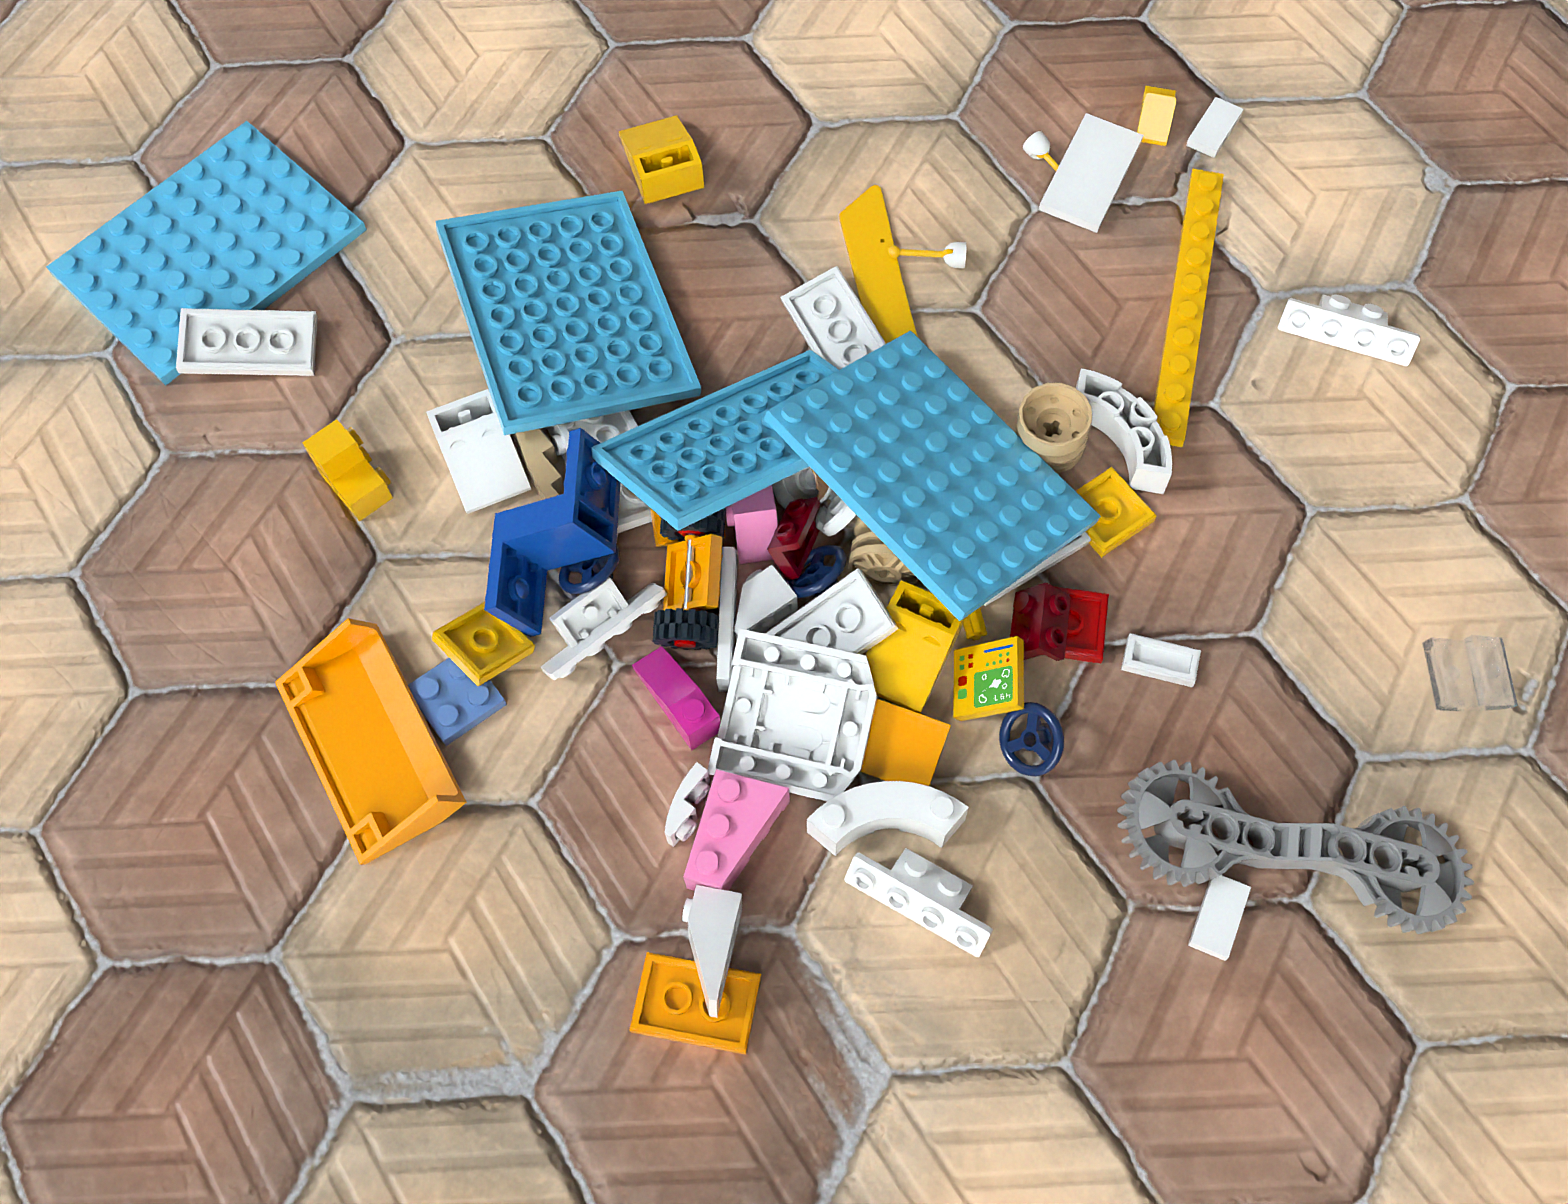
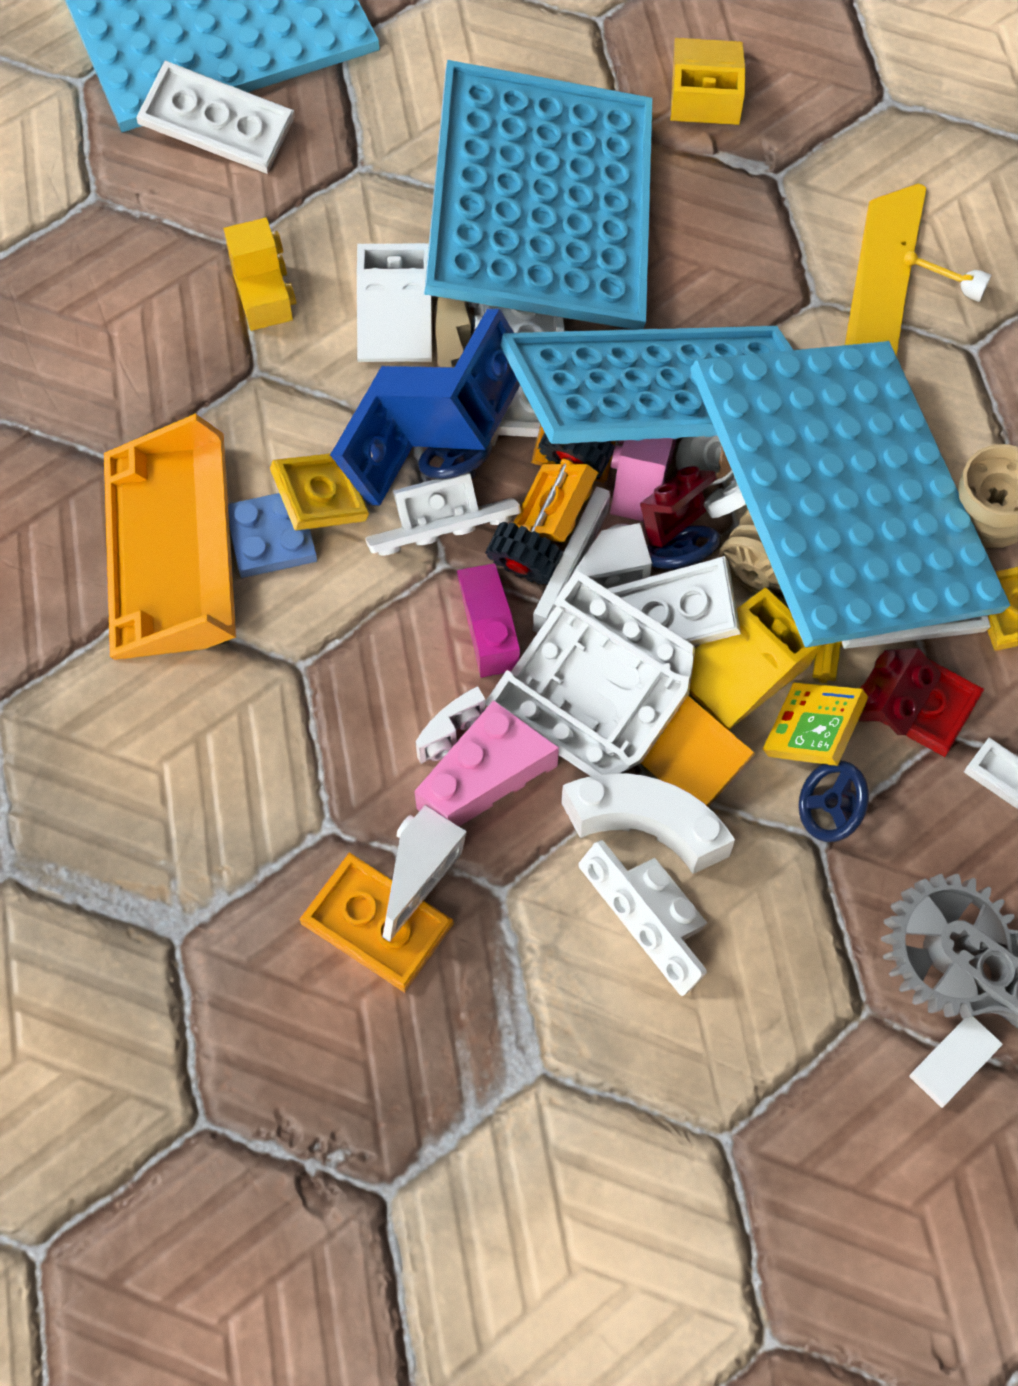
camera: 20 degrees right, 0 degrees up
(832, 319) = (813, 301): white tile -> none

